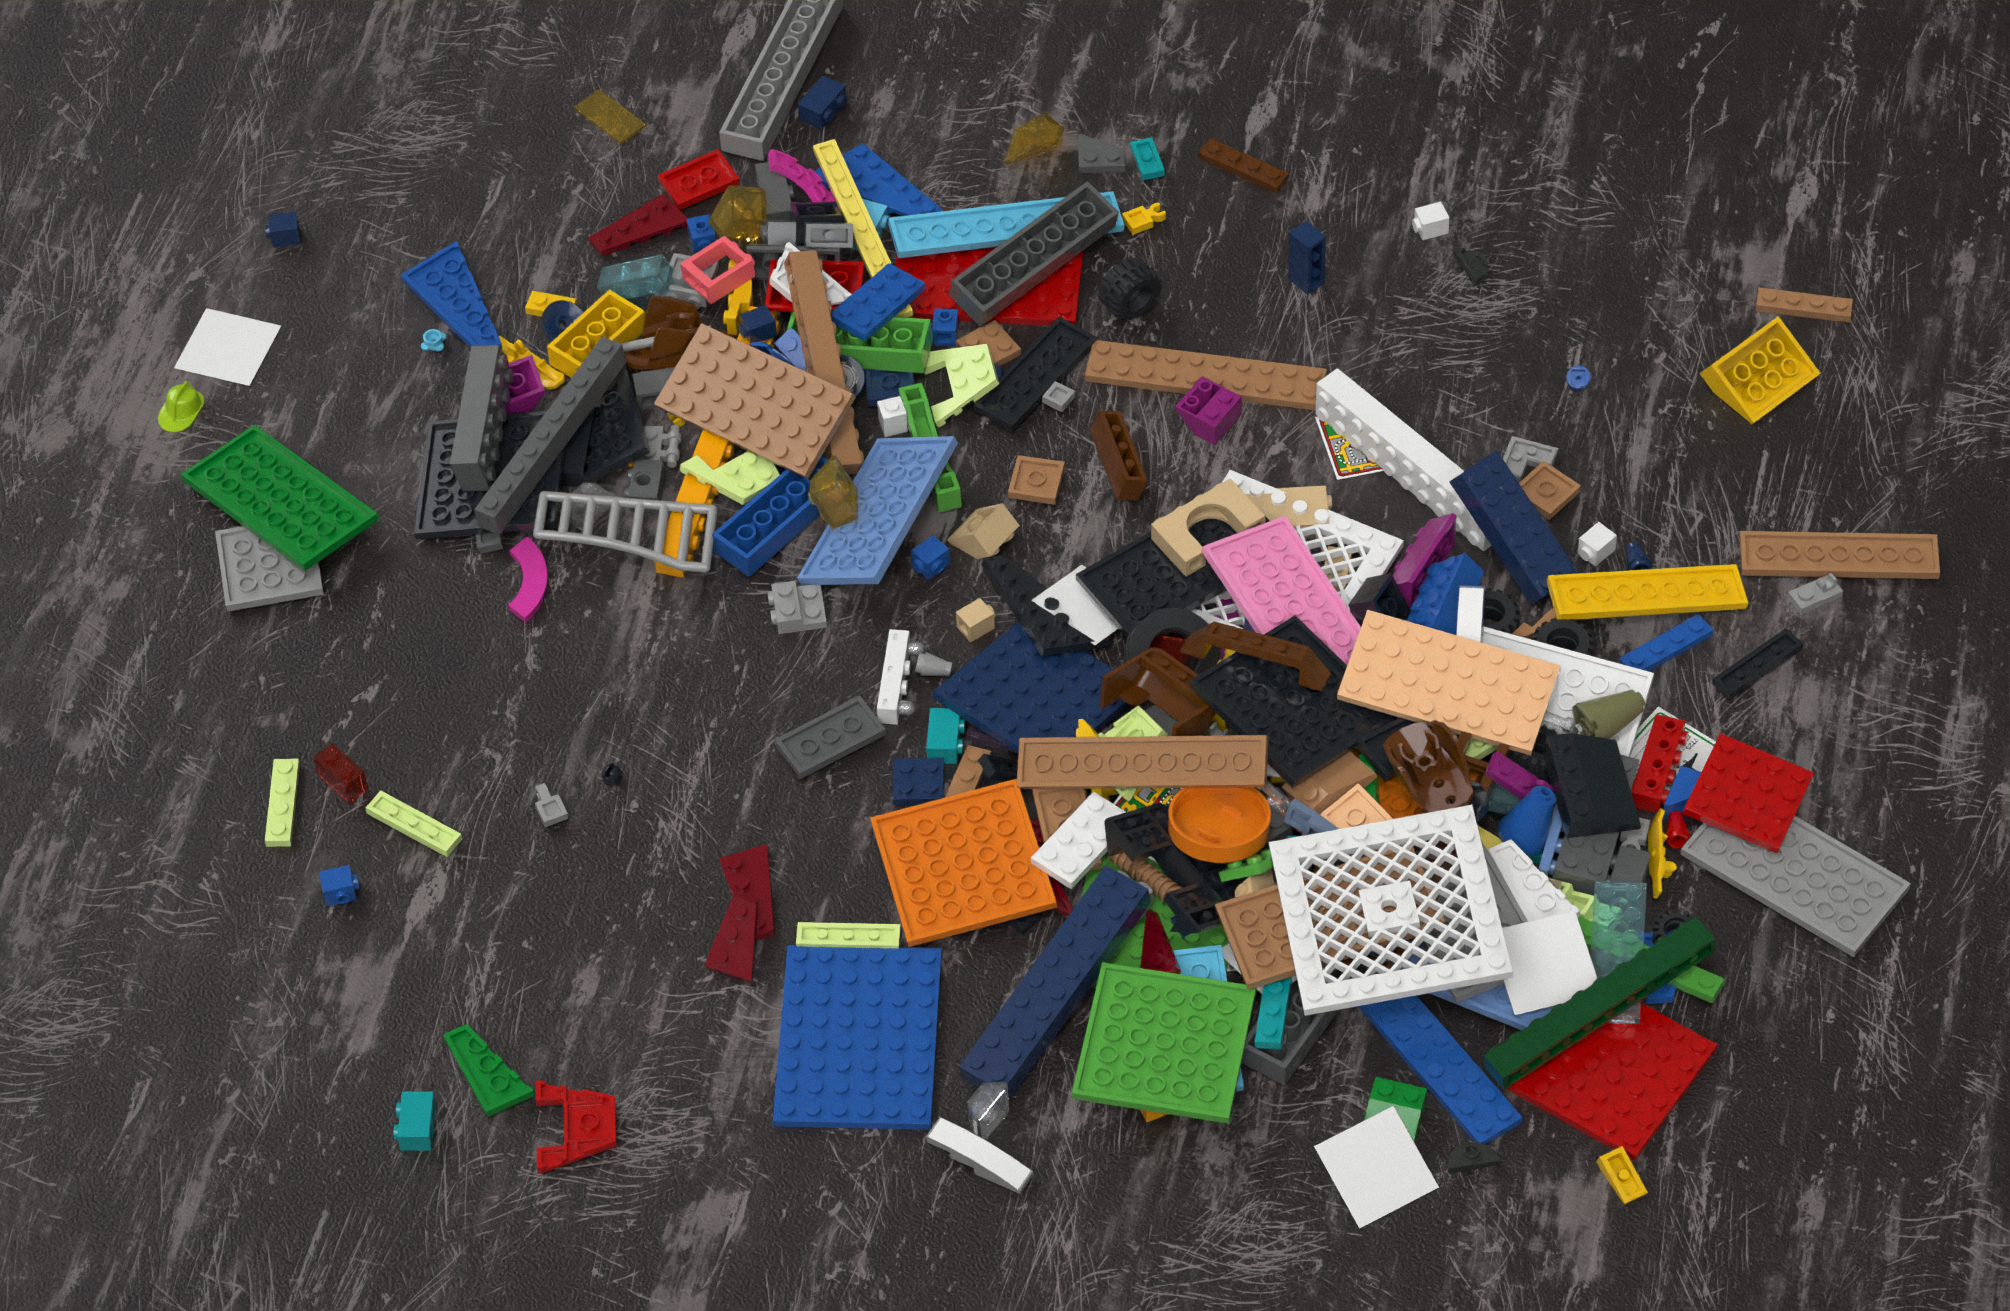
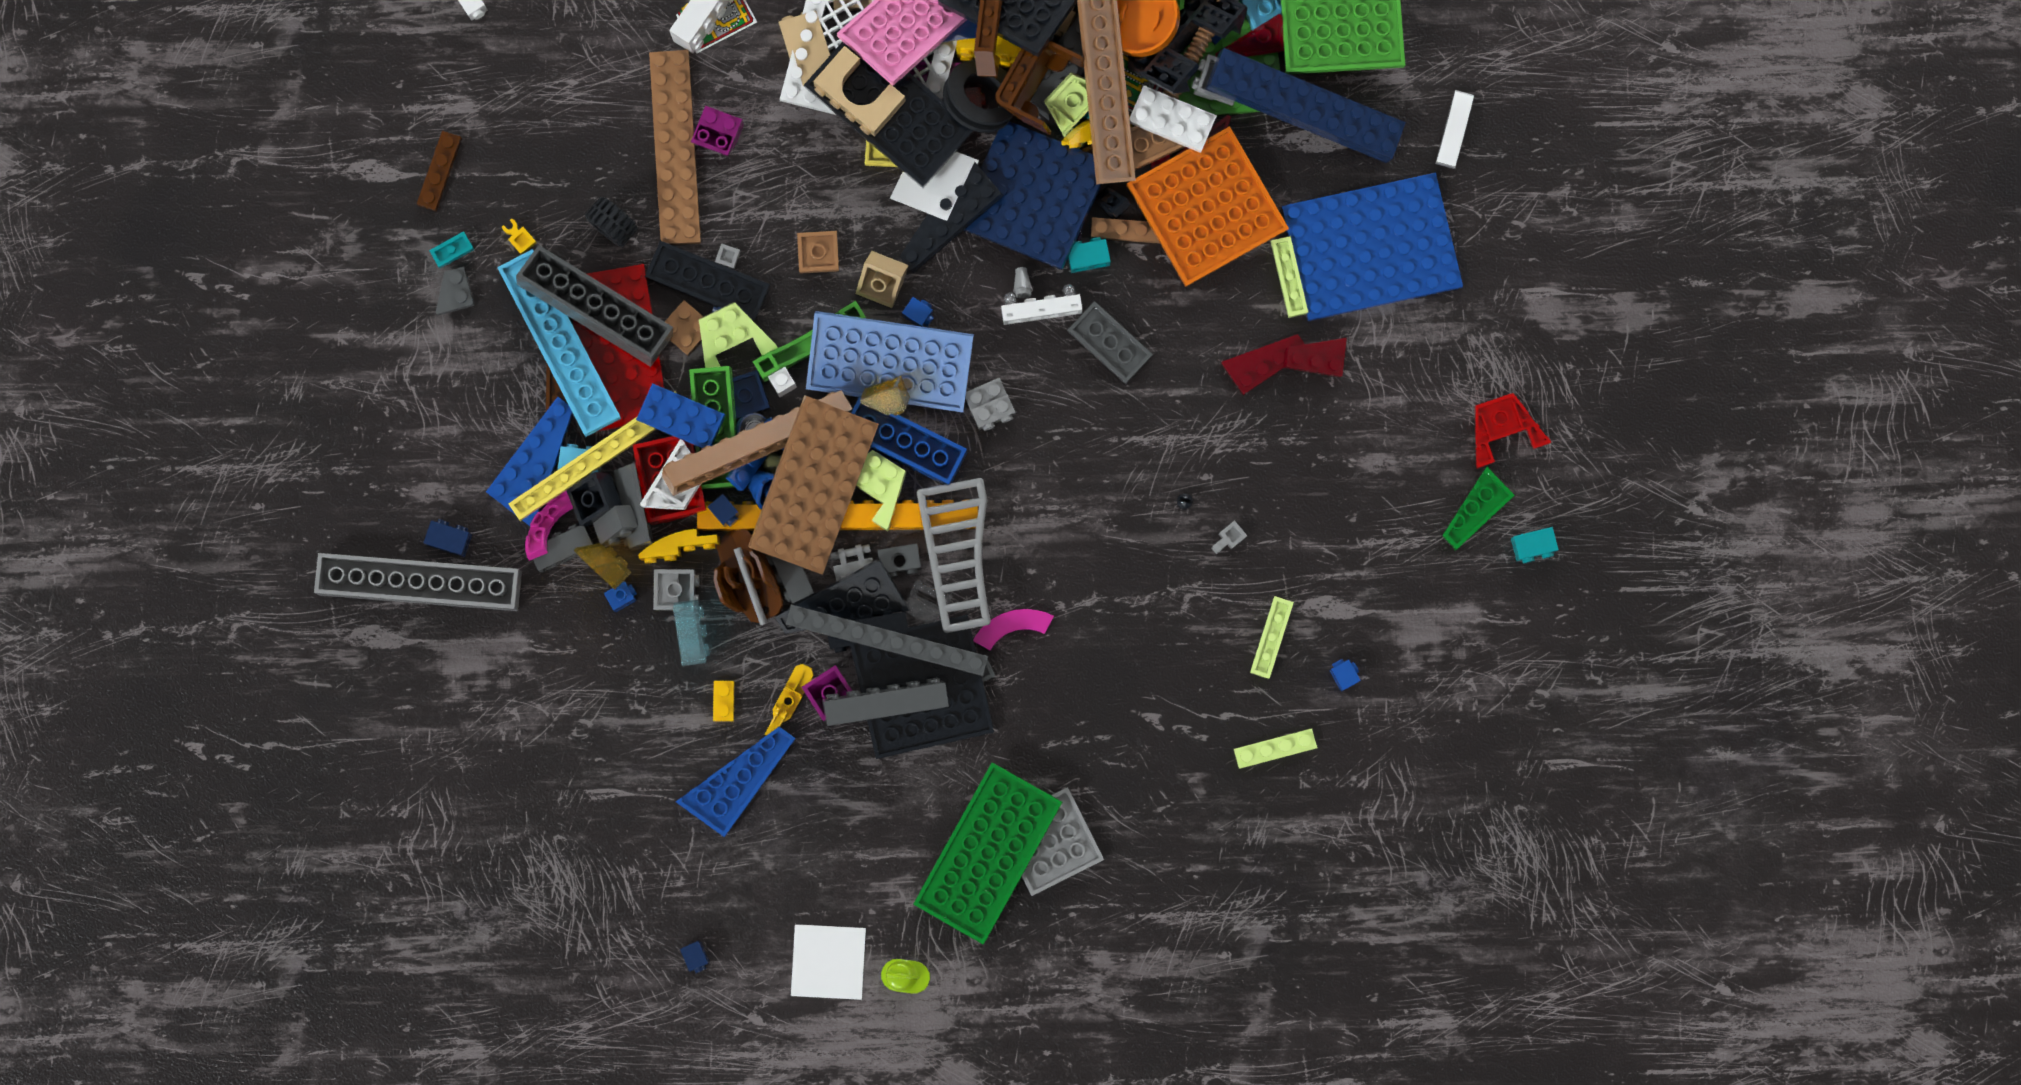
camera: 105 degrees left, 30 degrees up
(340, 773) = (1242, 709): clear red brick -> none
(433, 340) = (780, 783): medium azure plate -> none
(556, 312) = (748, 675): dark blue dish -> none
(608, 318) = (757, 646): yellow brick -> none
(609, 116) = (497, 720): clear yellow piece -> none
(638, 226) = (614, 649): dark red wing -> none
(698, 179) = (558, 618): red plate -> none
(725, 283) = (688, 572): coral window -> none
(828, 234) = (618, 477): brick -> none
(917, 780) = (1132, 266): dark blue plate -> none
(945, 327) = (675, 366): blue brick -> none
(975, 619) = (970, 261): tan brick -> none
(988, 1108) = (1421, 131): clear slope -> none
(1034, 138) = (454, 348): clear yellow slope -> none
(1118, 455) = (783, 190): reddish brown brick -> none
(1306, 257) = (548, 85): dark blue brick -> none

